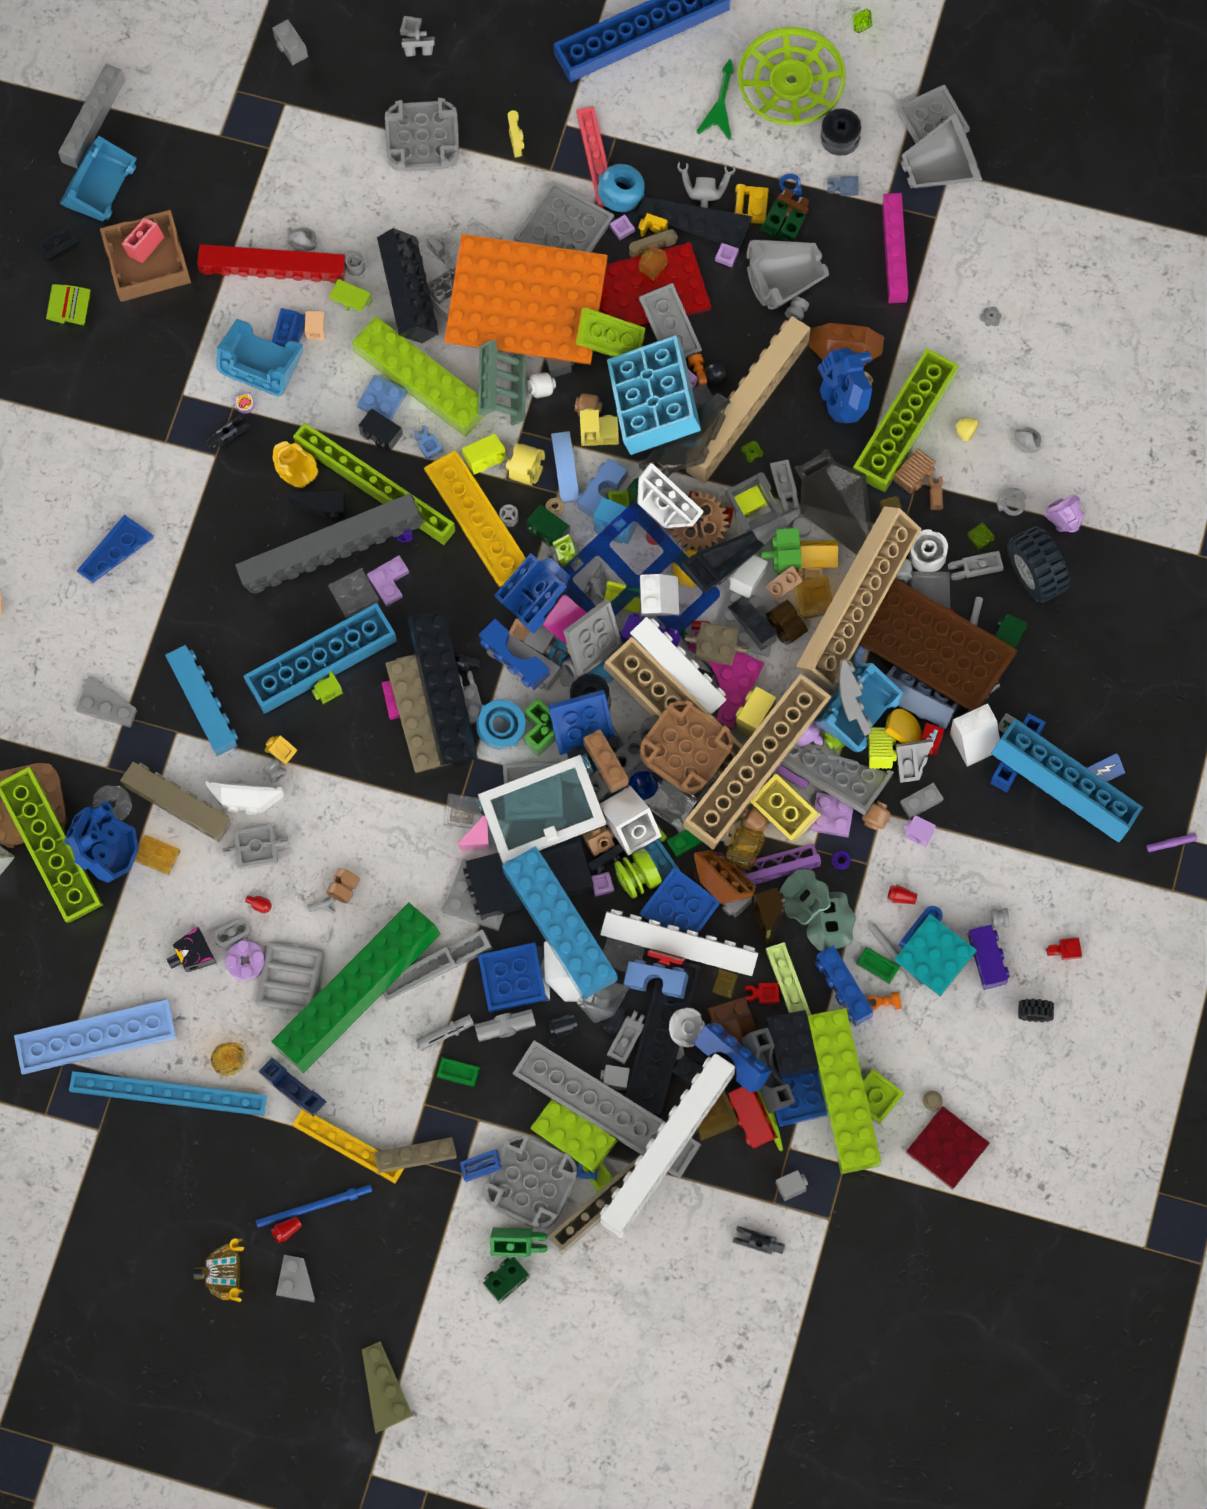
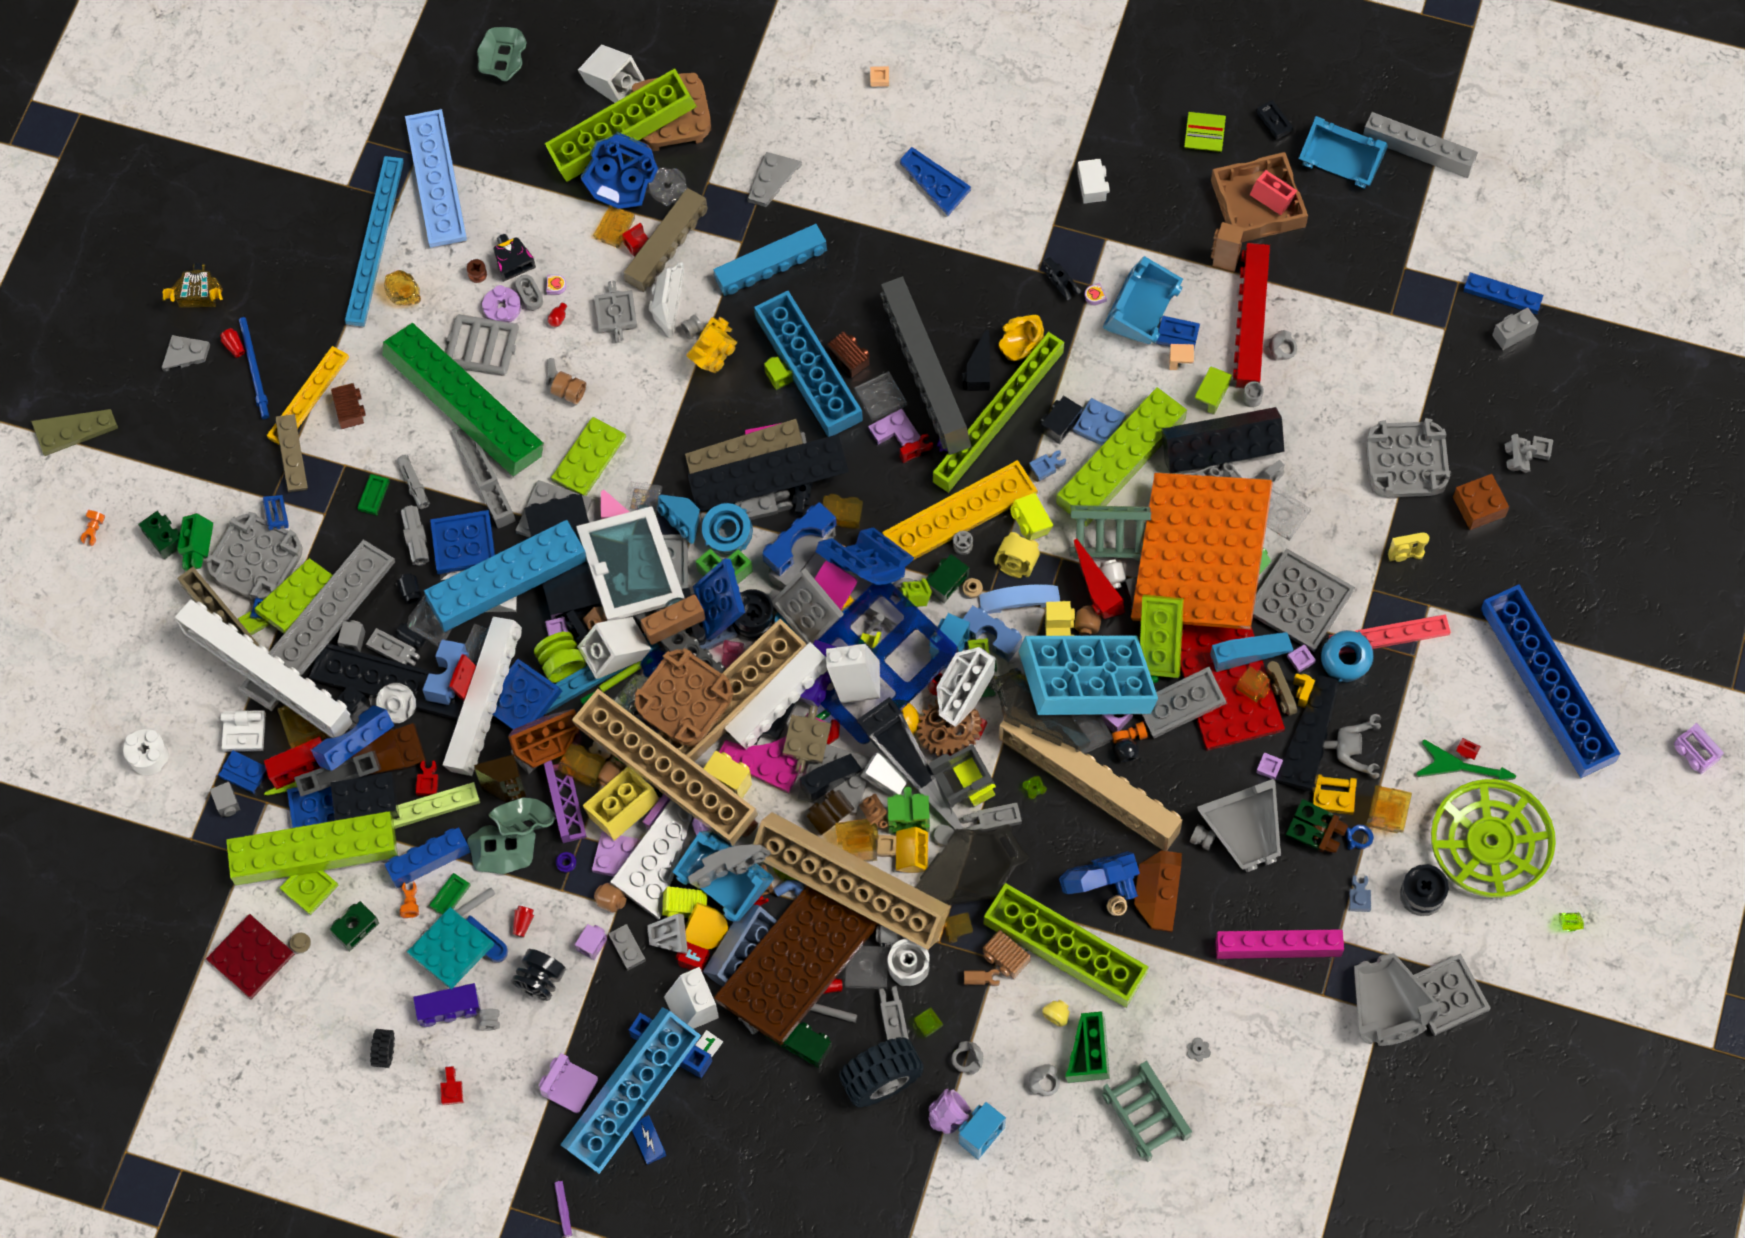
camera: 90 degrees right, 5 degrees down
(120, 404) = (1092, 181): none -> white brick
(175, 831) = (635, 239): none -> red panel
(205, 277) = (1227, 246): none -> medium nougat brick
(208, 990) = (476, 275): none -> copper wheel
(222, 908) = (555, 284): none -> tile
(249, 53) = (1503, 293): none -> blue plate
(292, 1088) = (368, 347): dark blue slope -> none
(307, 746) = (712, 349): none -> yellow hinge
(308, 623) = (848, 354): none -> copper brick
(360, 1103) = (347, 405): none -> copper brick
(412, 562) = (912, 450): none -> red plate
(416, 865) = (588, 457): none -> lime plate
(466, 76) = (1481, 501): none -> dark orange brick
(477, 618) = (847, 510): none -> clear yellow brick
(485, 768) = (681, 514): none -> dark azure slope
(495, 1353) = (95, 518): none -> orange piece
(560, 390) = (1102, 593): none -> red wedge
(619, 266) = (1249, 650): none -> dark azure slope
(629, 718) = (732, 651): none -> clear pink panel
(706, 94) = (1468, 749): none -> red plate
(717, 1175) = (243, 730): none -> white plate
(725, 983) = (439, 743): clear yellow panel -> none
(737, 1277) = (149, 742): none -> white brick
(759, 1173) = (243, 772): none -> blue plate
(767, 158) = (1388, 809): none -> clear yellow plate
(769, 1242) = (172, 767): black hinge -> none
(908, 1039) = (352, 936): none -> dark green brick
(958, 872) = (539, 972): none -> black wheel
(1001, 399) = (1090, 1051): none -> green wedge
(1049, 338) = (1168, 1110): none -> sand green fence
(1057, 843) = (567, 1084): none -> lavender bracket
(1082, 483) = (981, 1130): none -> dark azure brick

